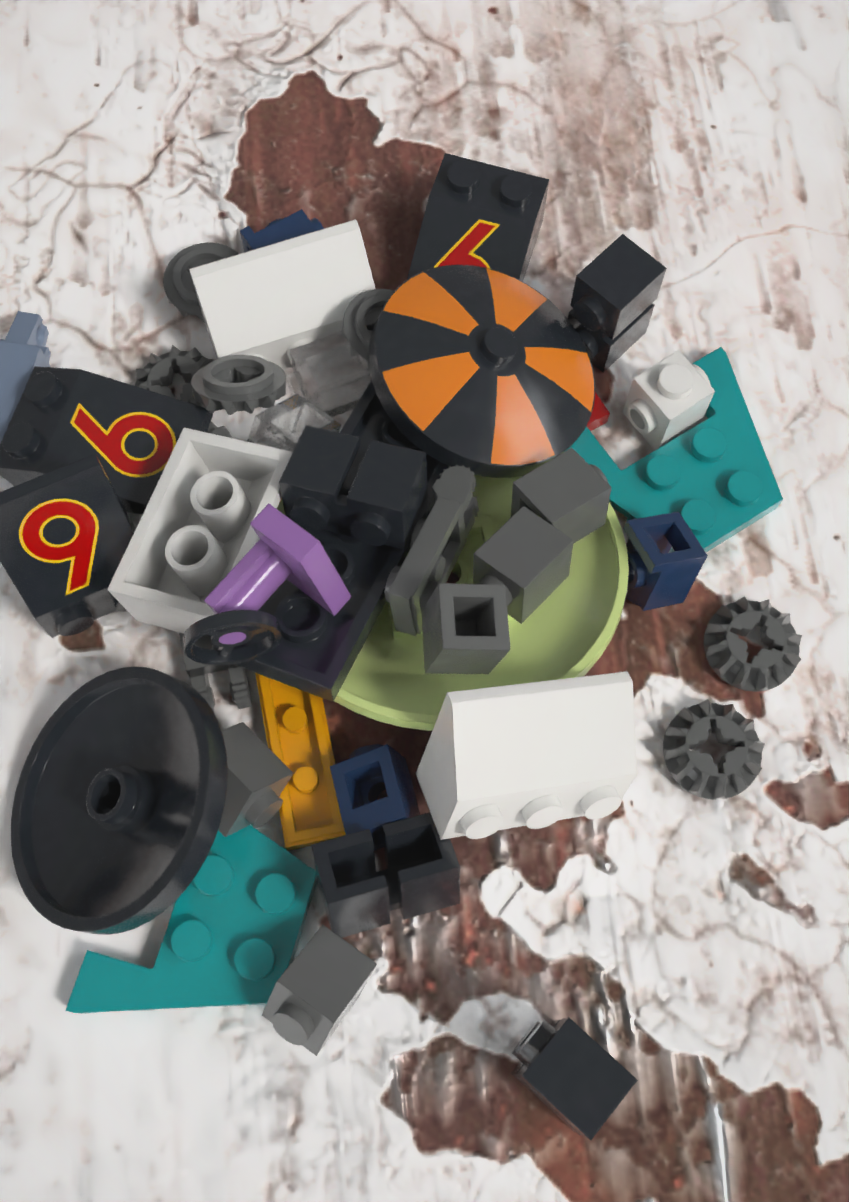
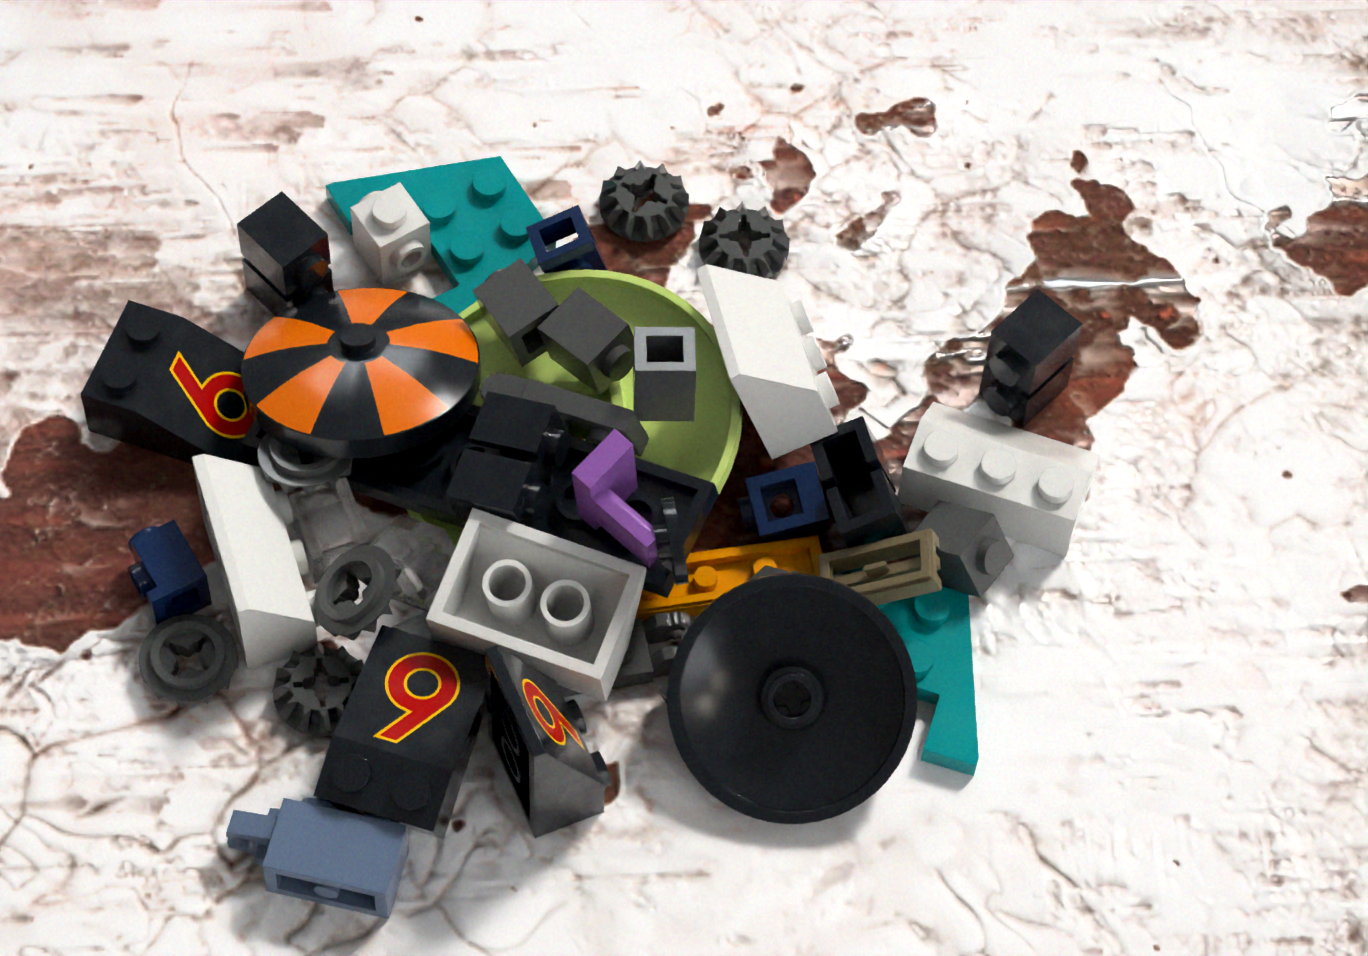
camera: 90 degrees left, 10 degrees down
(275, 942) = (885, 581): none -> dark tan tile
(436, 1046) = (985, 465): none -> white slope

